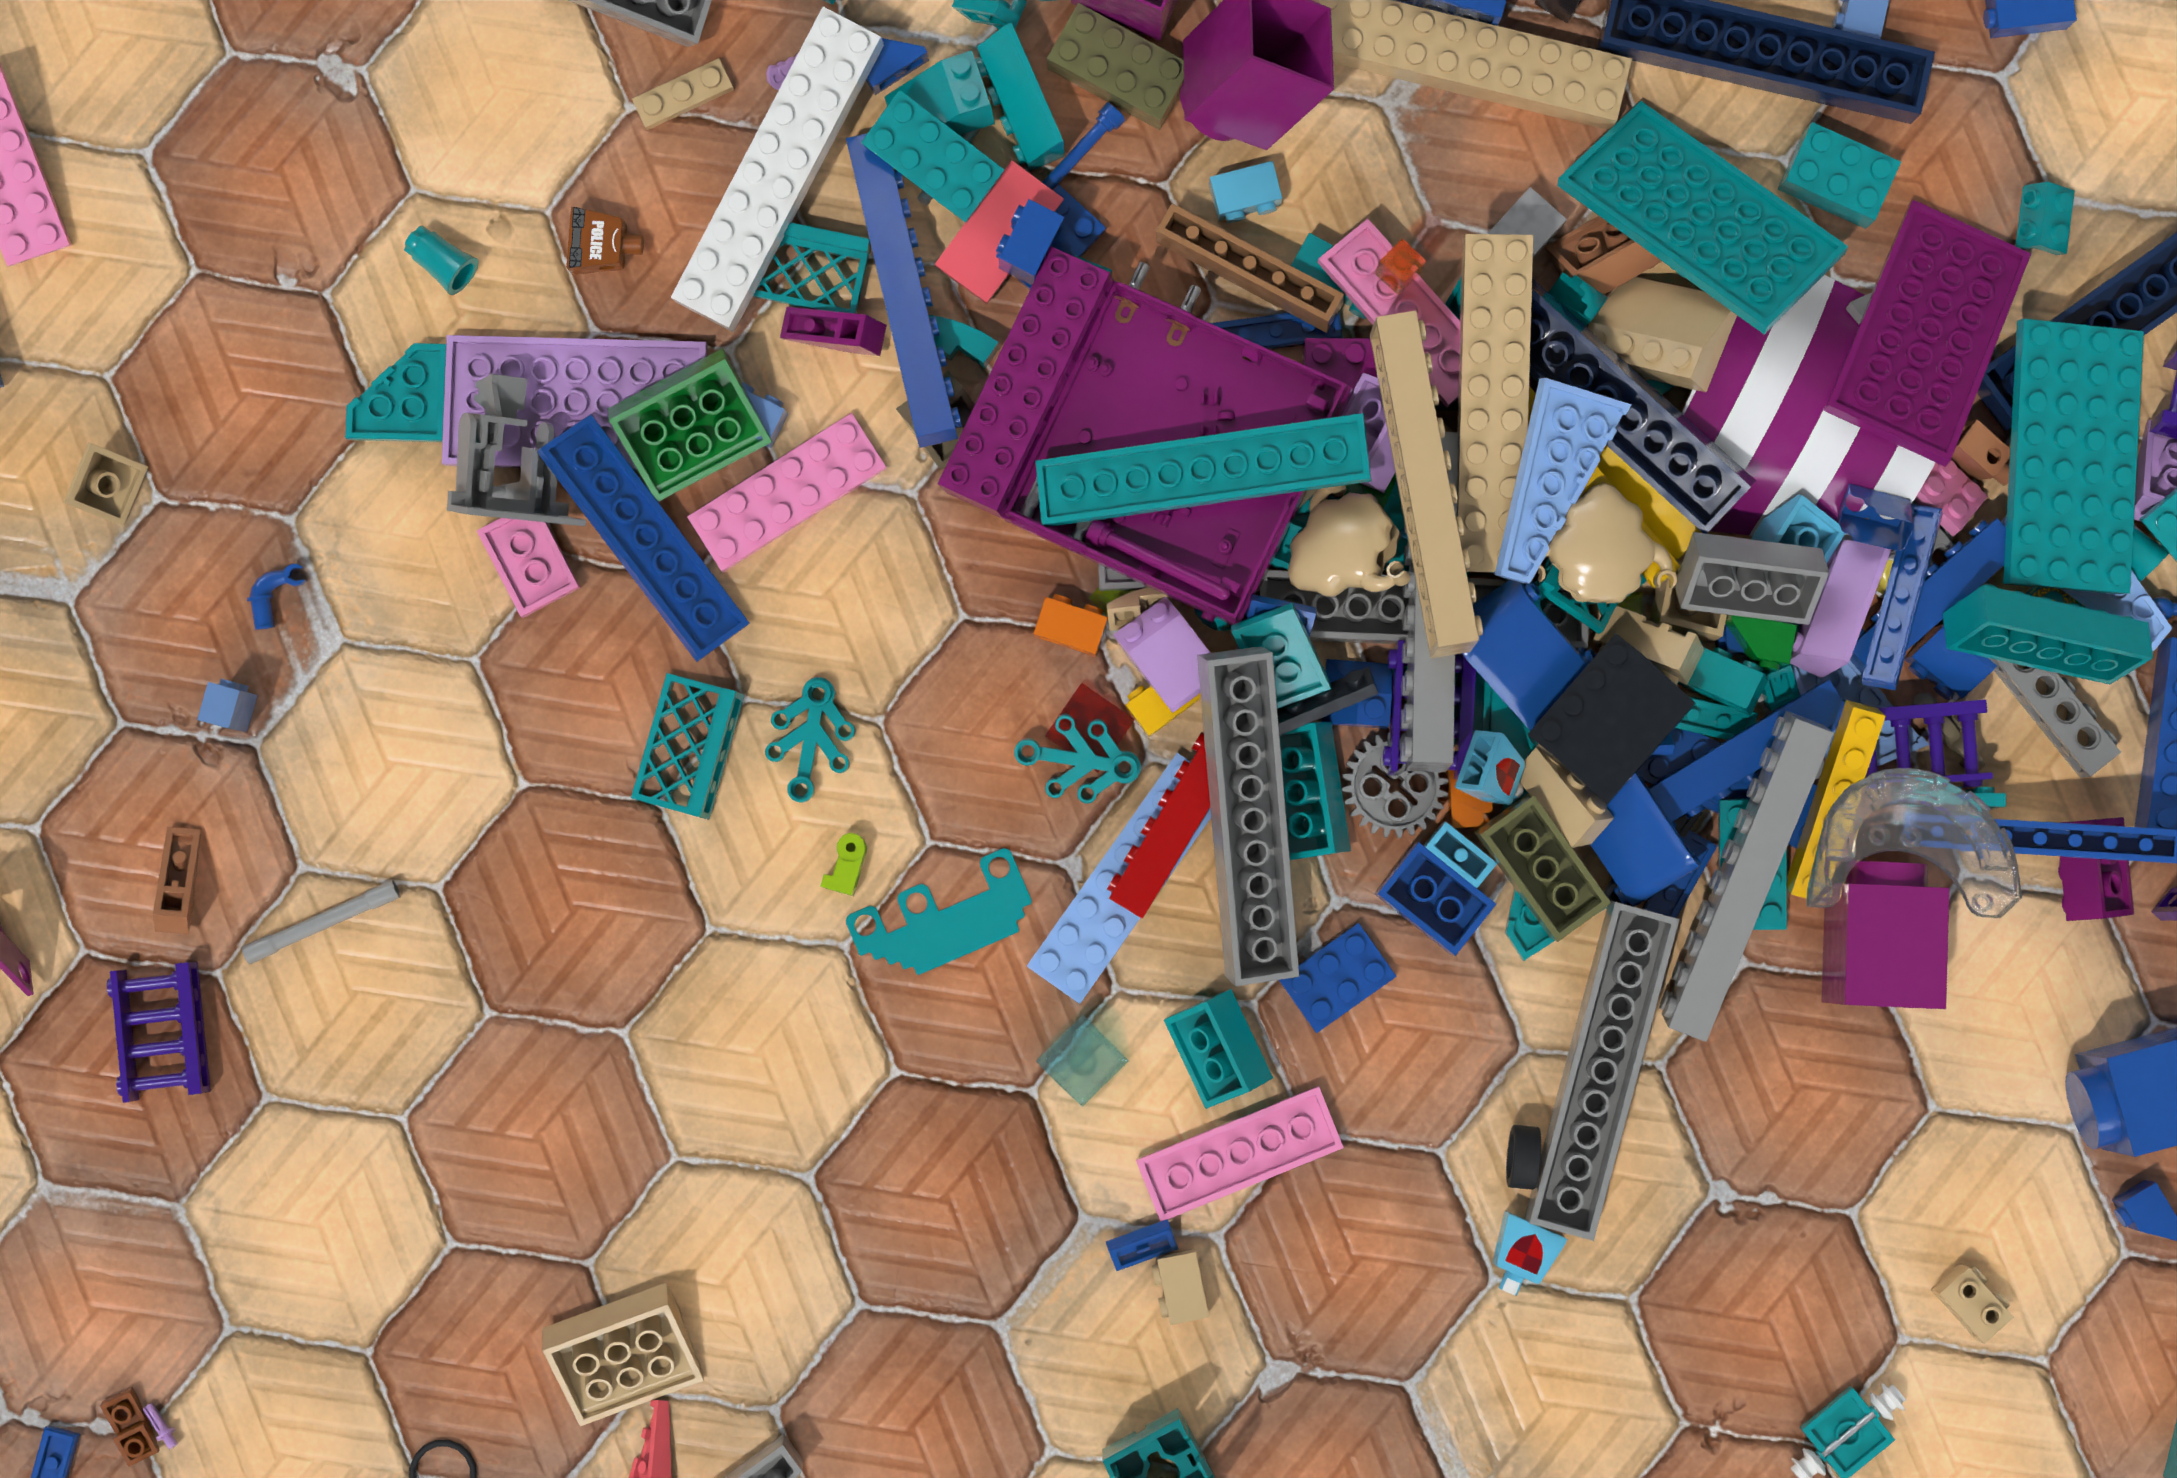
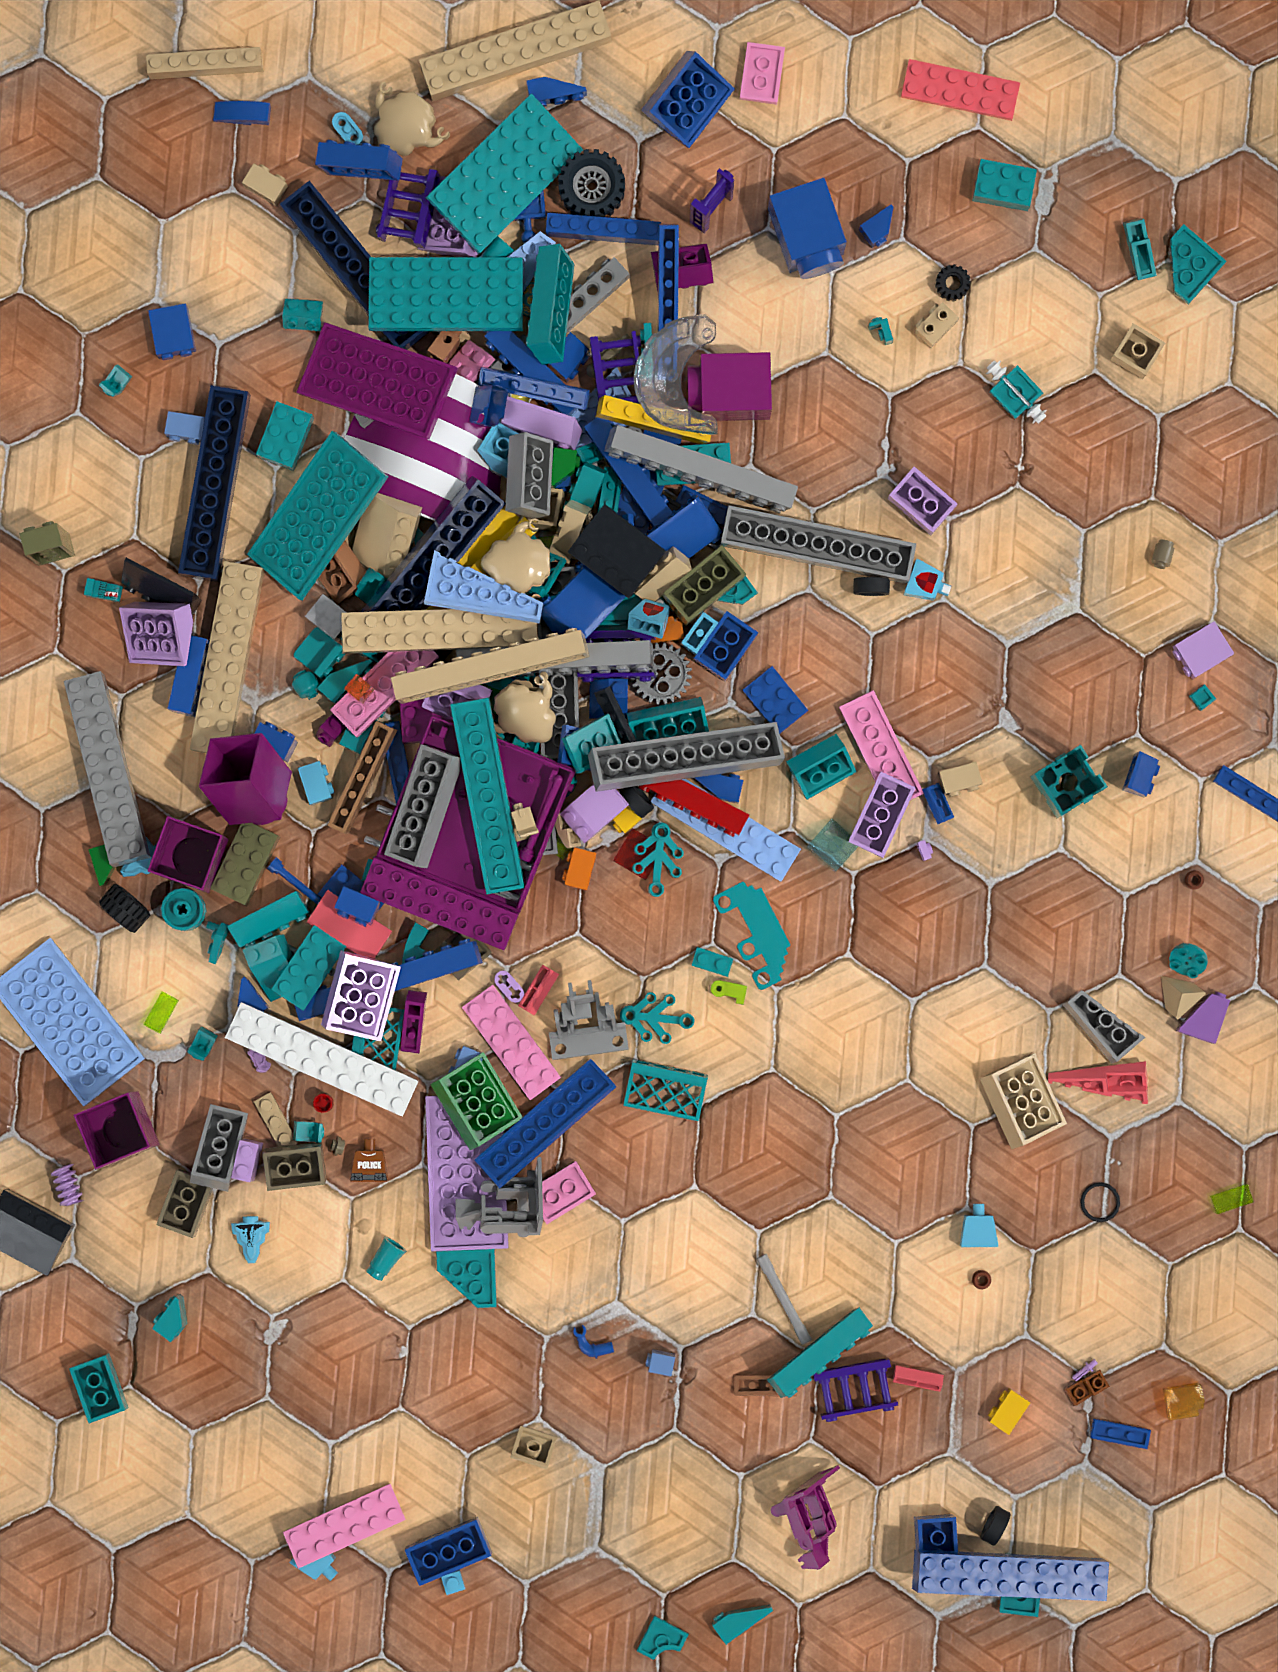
camera: 95 degrees left, 0 degrees up
(99, 1290) = (1008, 1411): none -> yellow brick
(170, 1140) = (918, 1378): none -> coral piece
(218, 975) = (819, 1353): none -> teal brick
(319, 1267) = (985, 1284): none -> copper plate
(410, 1261) = (978, 1229): none -> medium azure torso
(497, 40) = (250, 1235): none -> medium azure rock
(604, 116) = (294, 1166): none -> dark tan brick
(618, 37) = (247, 1160): none -> lavender brick
(634, 192) = (337, 1146): none -> dark tan plate
(661, 144) = (308, 1131): none -> teal bracket
(705, 166) = (323, 1105): none -> red wheel
(780, 617) = (586, 1040): none -> light grey container
(871, 543) = (538, 990): none -> coral piece
(874, 489) = (505, 989): none -> lavender beam
(877, 237) = (360, 996): none -> lavender slope
(898, 839) = (712, 962): none -> teal plate
(1063, 1216) = (925, 850): none -> lavender plate
(1127, 1146) = (881, 814): none -> lavender brick
(1153, 528) = (523, 822): none -> tan piece
(1179, 729) = (637, 800): none -> black tyre
(1191, 362) = (423, 806): none -> light grey brick
(1193, 878) = (722, 787): none -> blue slope
(1315, 134) = (283, 743): none -> blue brick
(1331, 220) = (330, 730): none -> magenta bracket
(1413, 185) = (305, 684): none -> teal head
(1416, 231) = (335, 682): none -> teal slope
(1463, 209) = (319, 653): none -> teal bracket
(1667, 1256) = (922, 501): none -> lavender brick
(1964, 1212) = (884, 332): none -> teal bracket
(2065, 1336) = (960, 274): none -> black tyre

